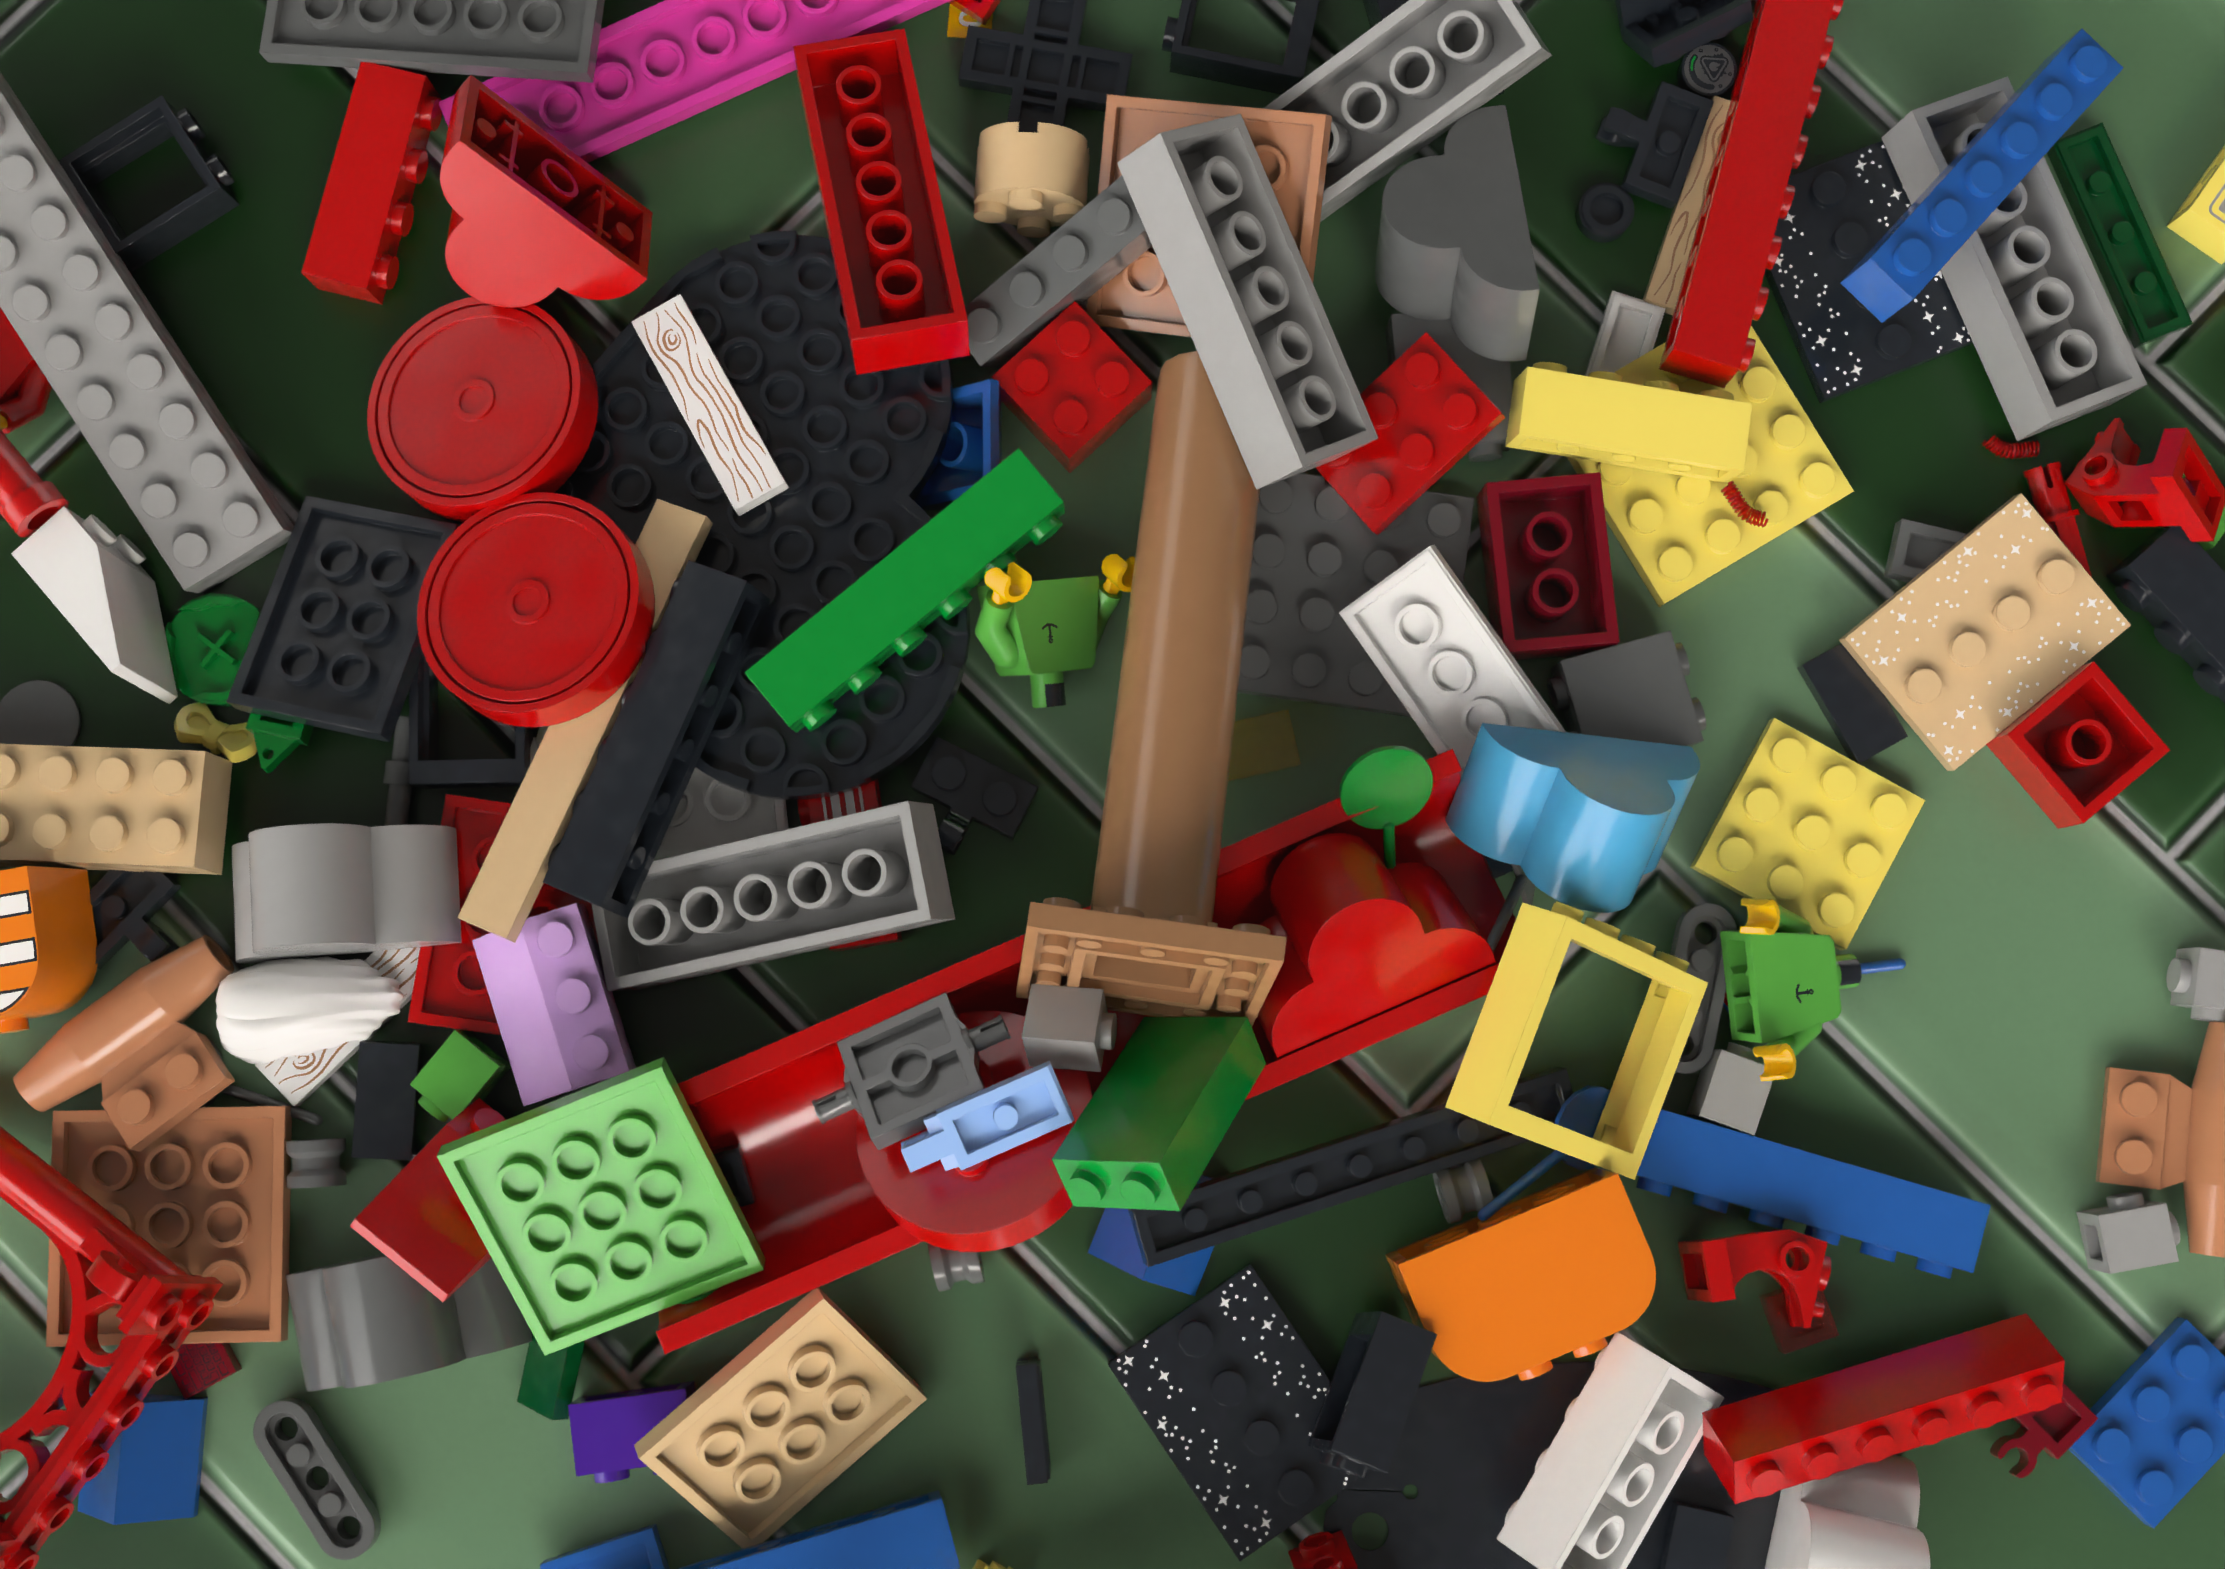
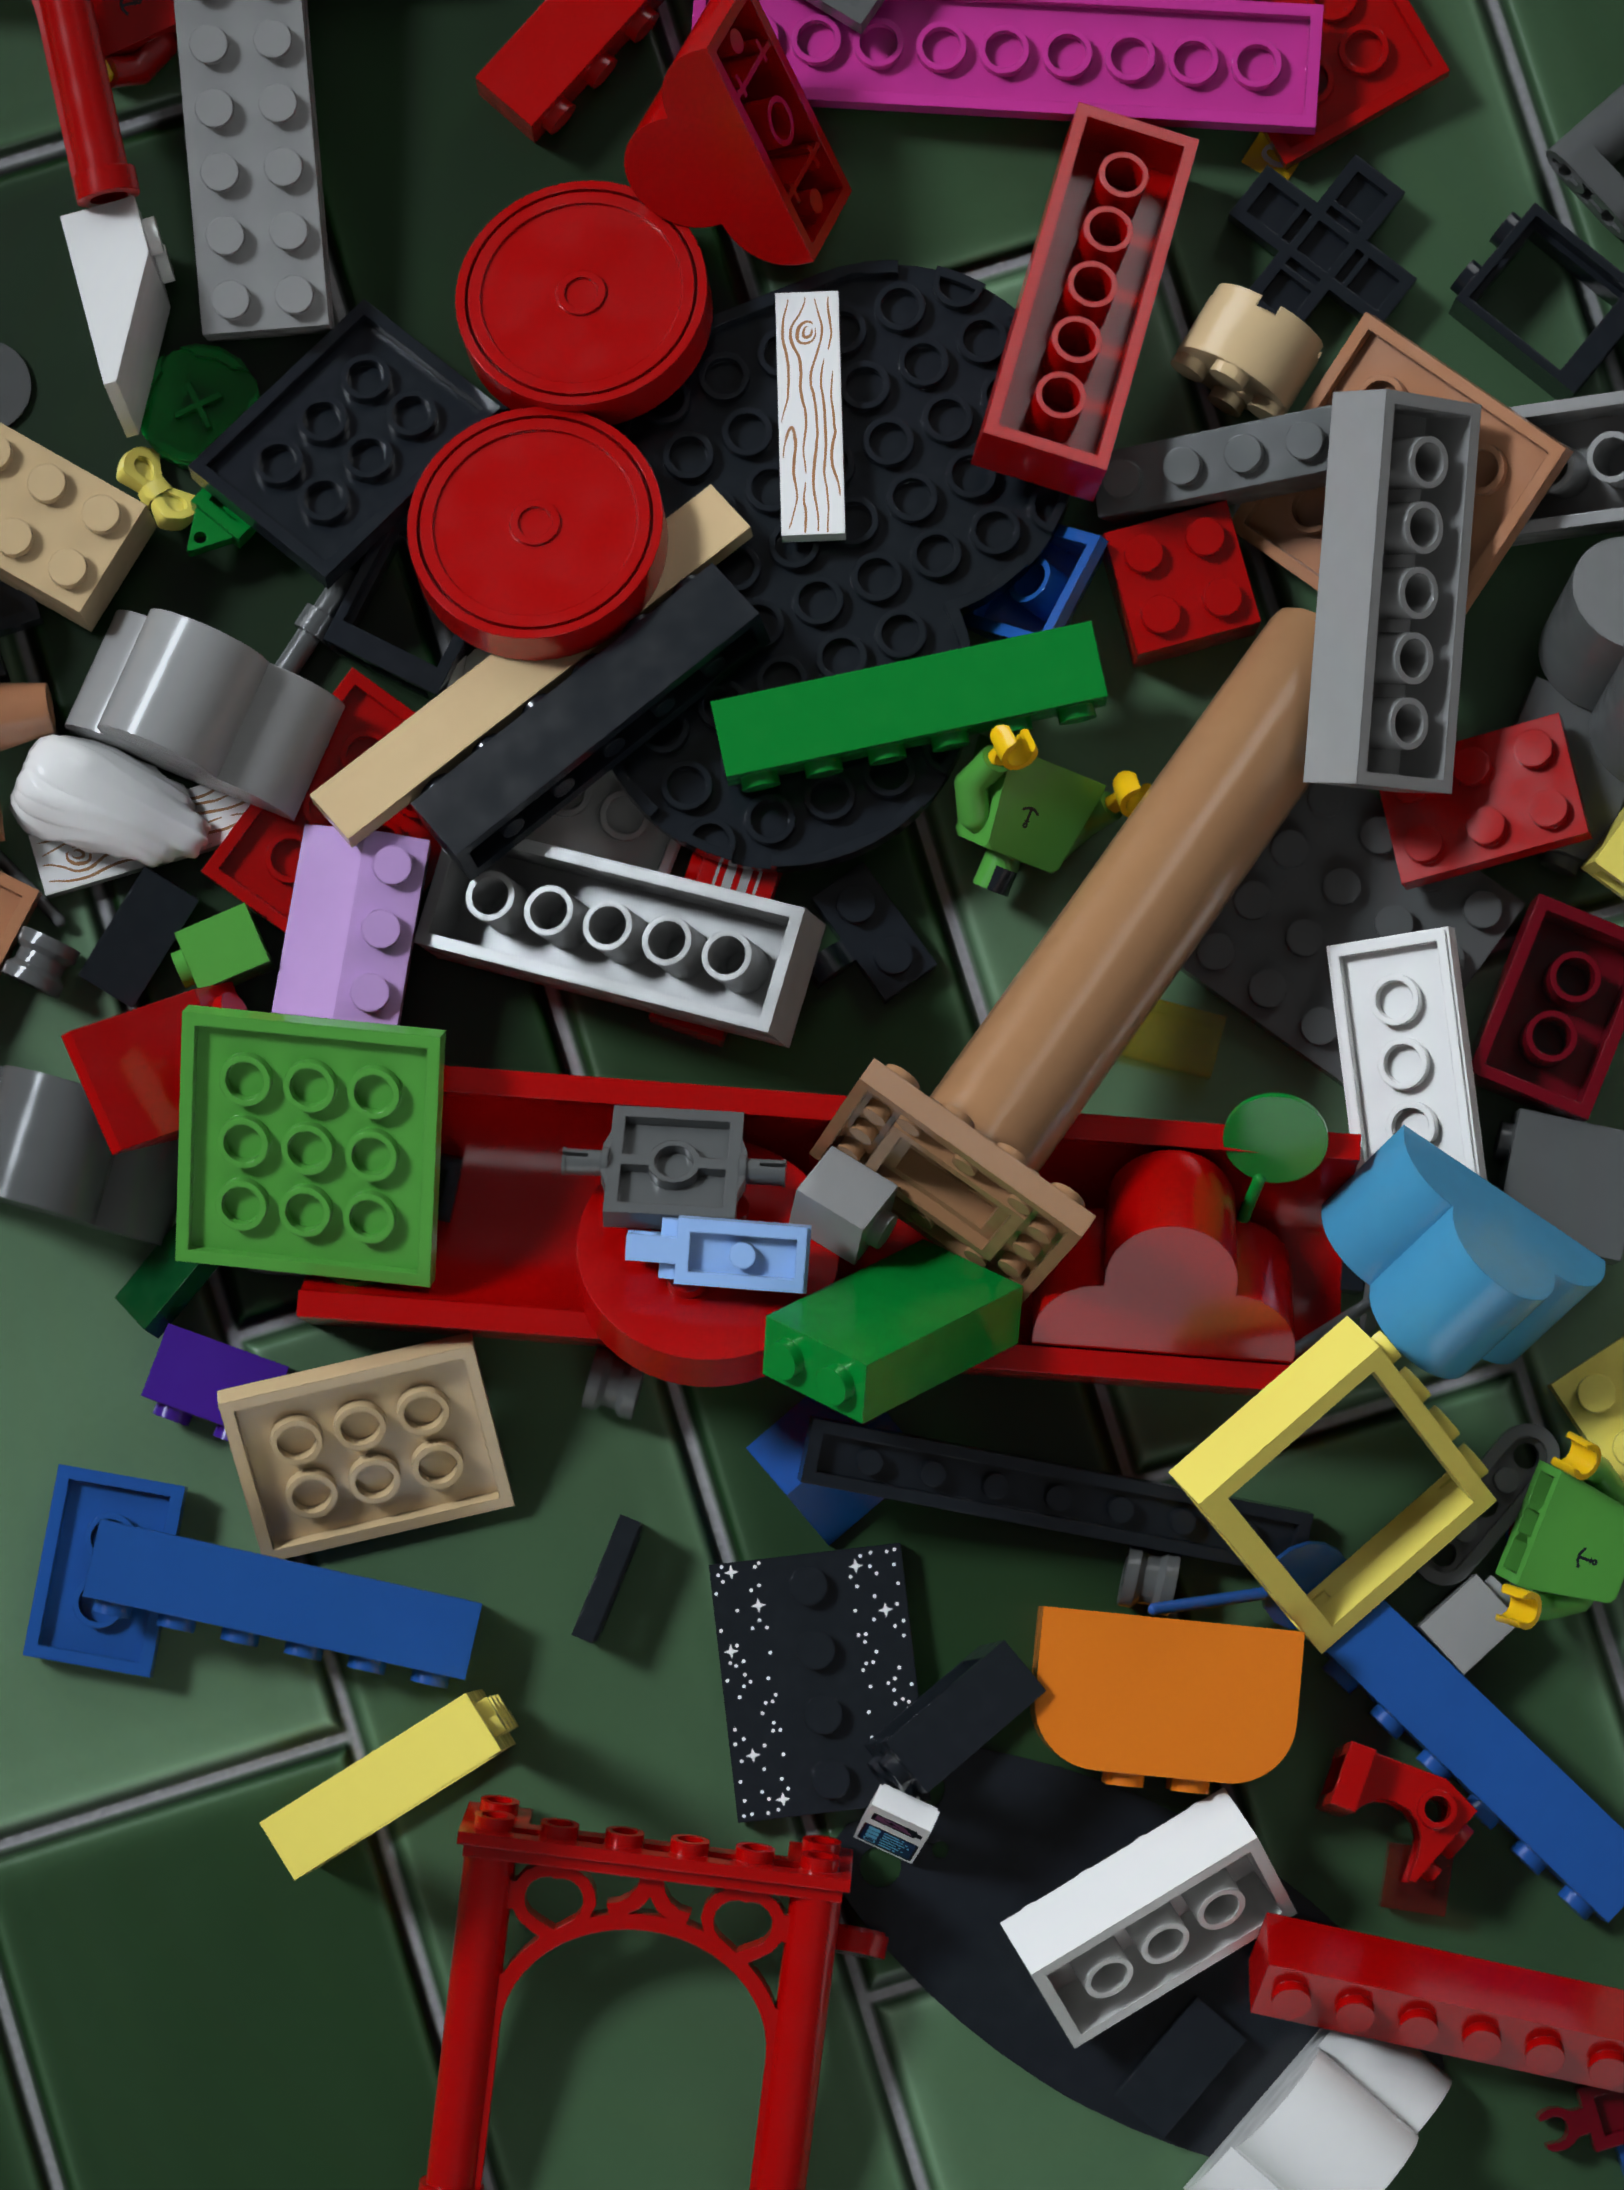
camera: 30 degrees right, 0 degrees up
(1369, 1498) = (897, 1823): none -> white tile

